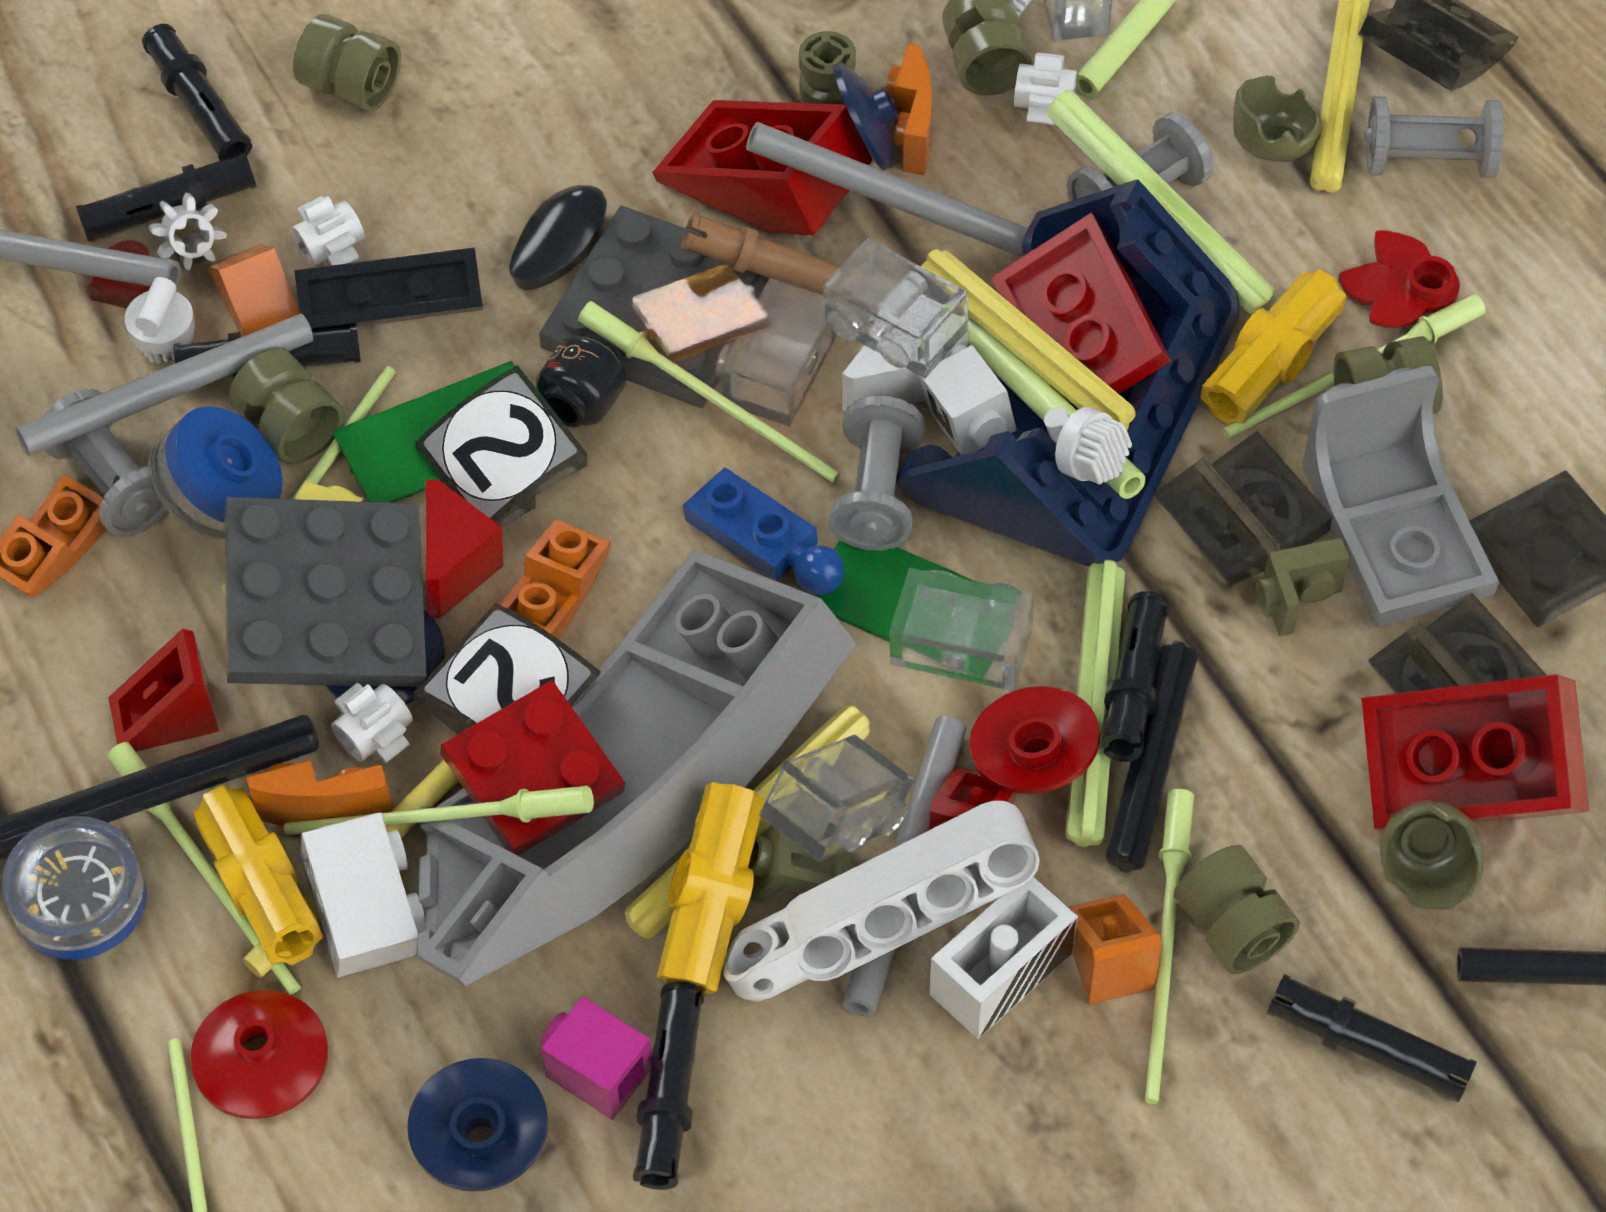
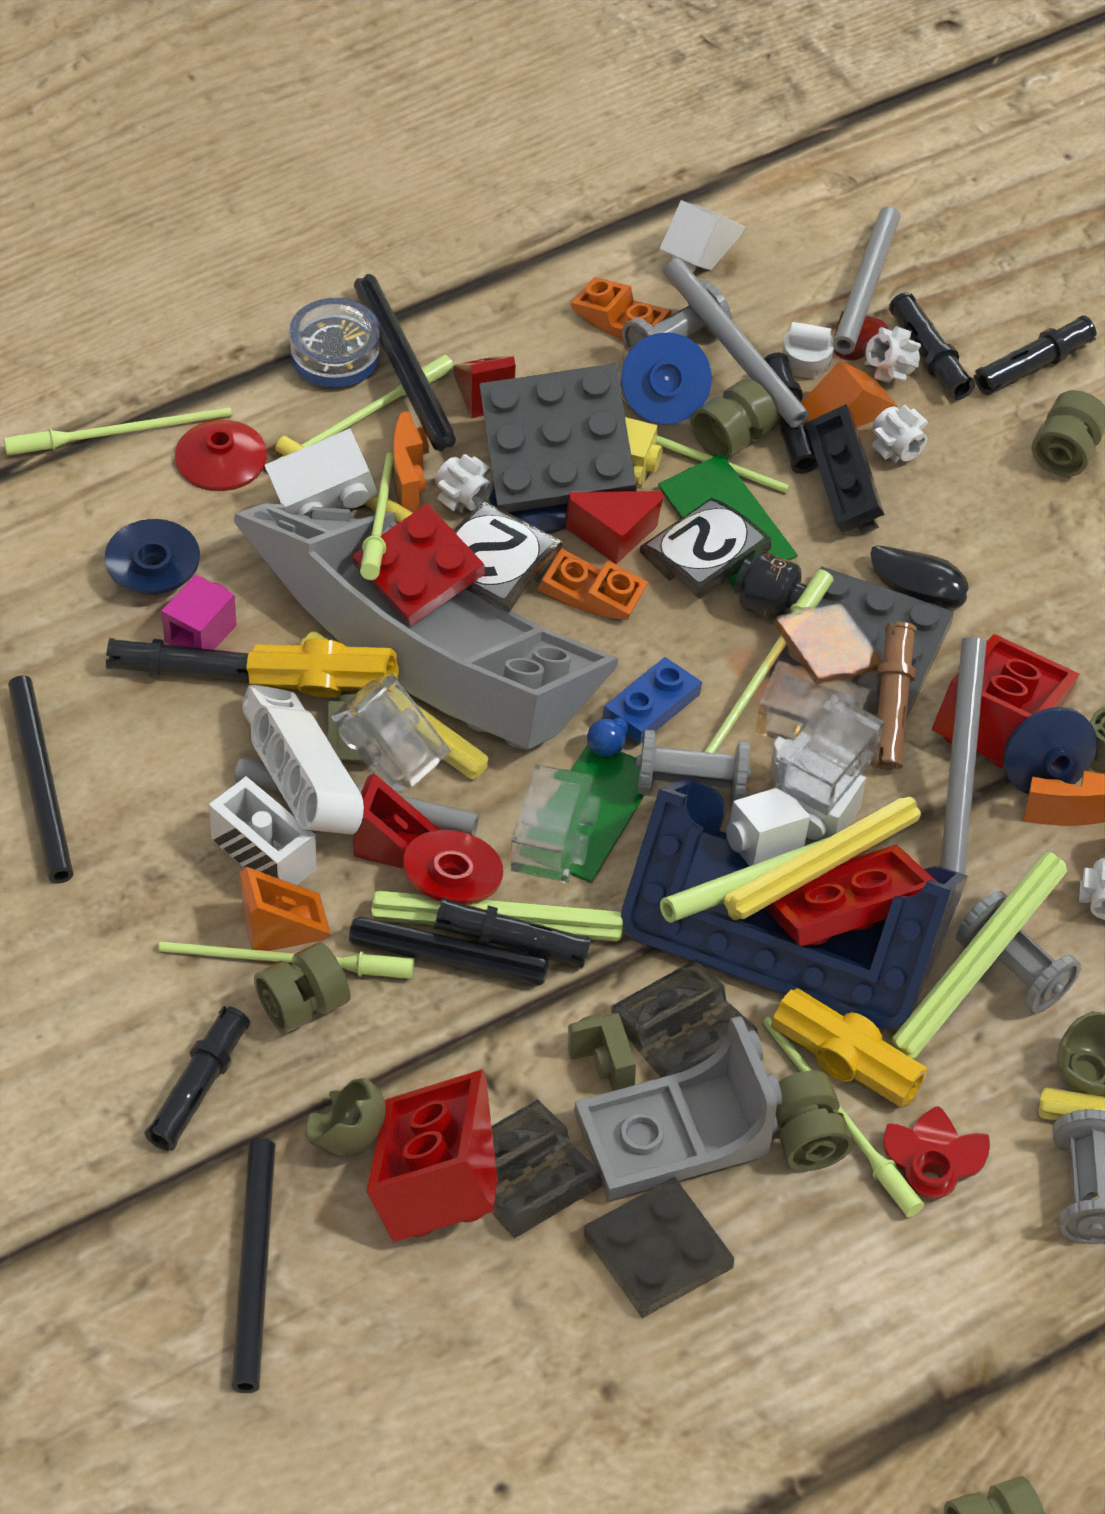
camera: 85 degrees right, 5 degrees down
(257, 875) = (366, 420): yellow piece -> none
(1088, 443) = (688, 863): white piece -> none

